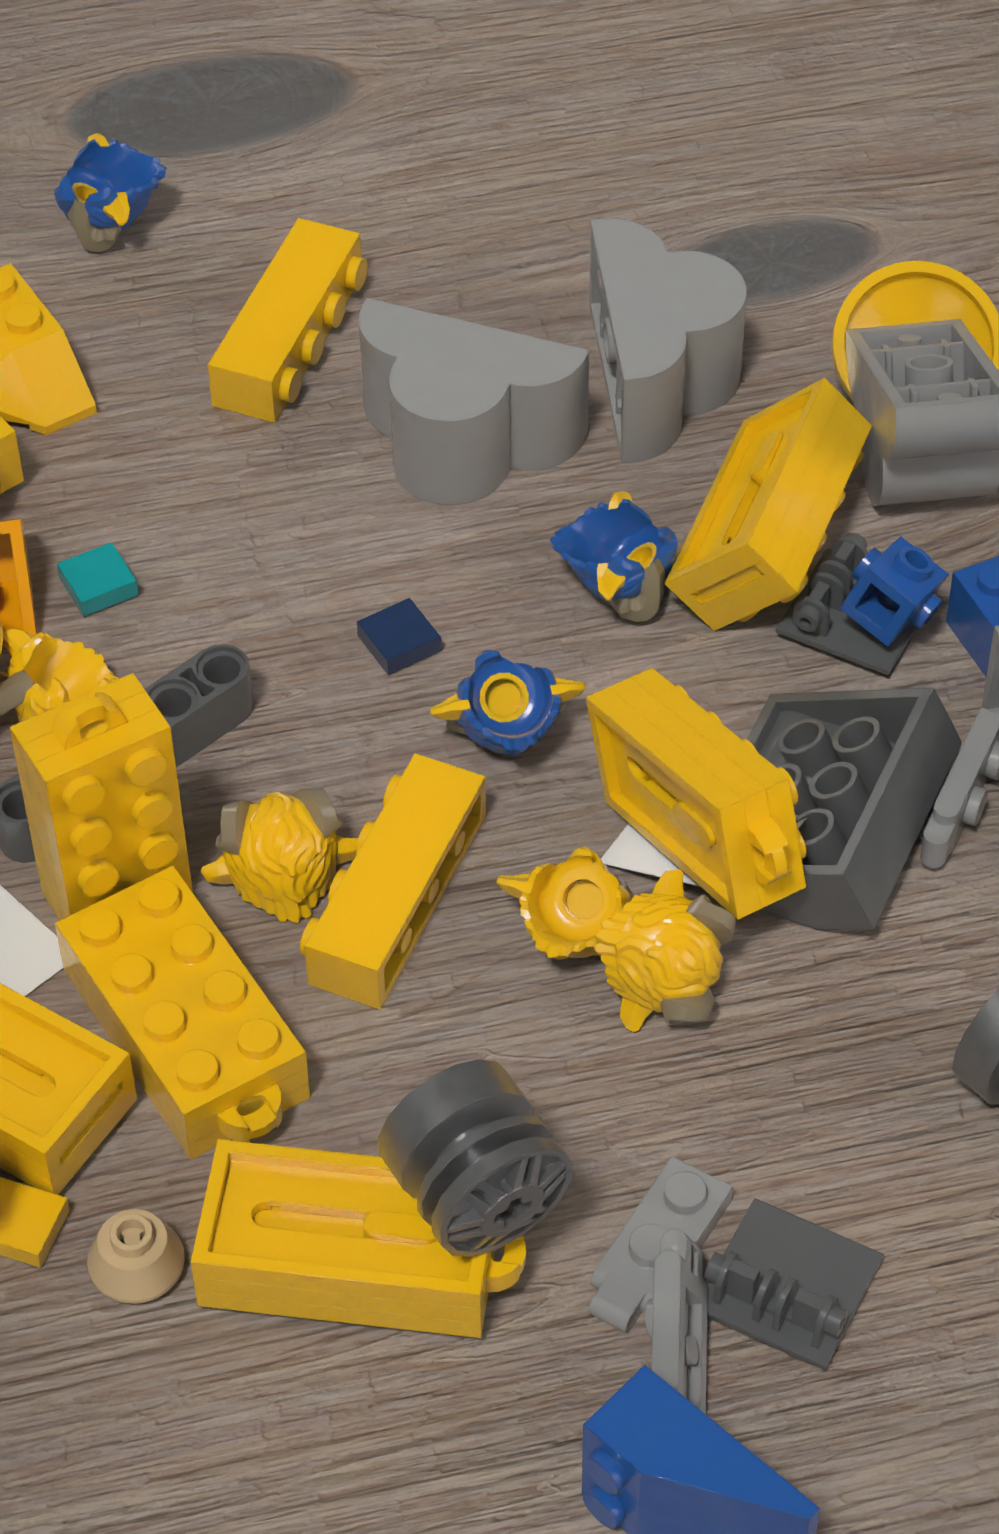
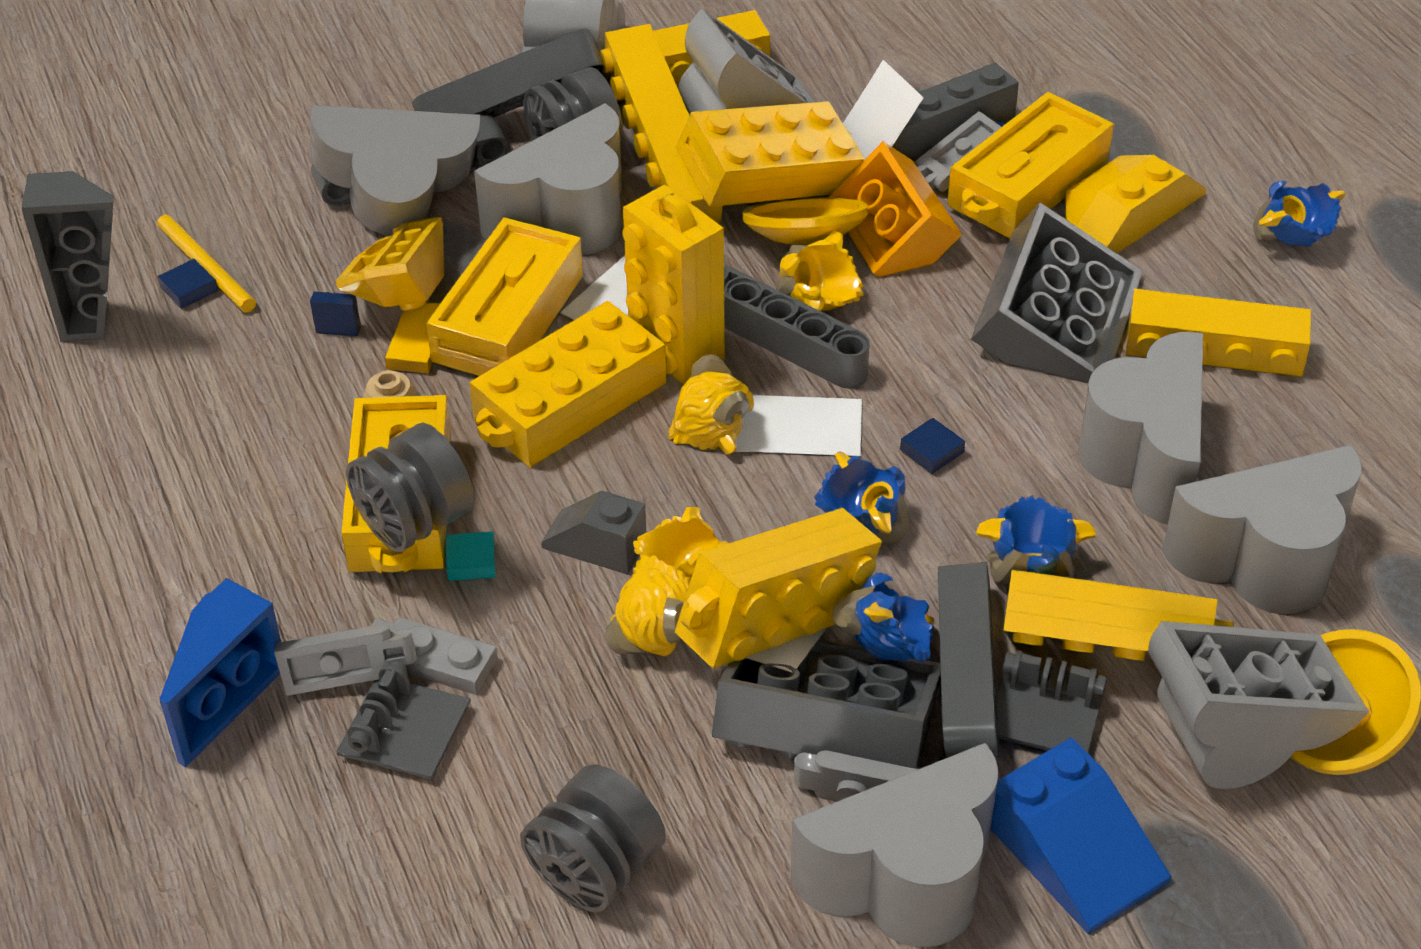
camera: 80 degrees right, 5 degrees down
(97, 579) = (935, 289): teal tile -> none
(171, 458) = (1057, 299): none -> dark grey slope
(318, 749) = (802, 426): none -> white sticker
(394, 880) = (701, 470): yellow brick -> none
(486, 1004) = (599, 531): none -> dark grey slope
(745, 705) = (886, 622): none -> blue hair
(781, 652) = (967, 658): none -> dark grey beam
(894, 590) = (1045, 705): blue brick -> none

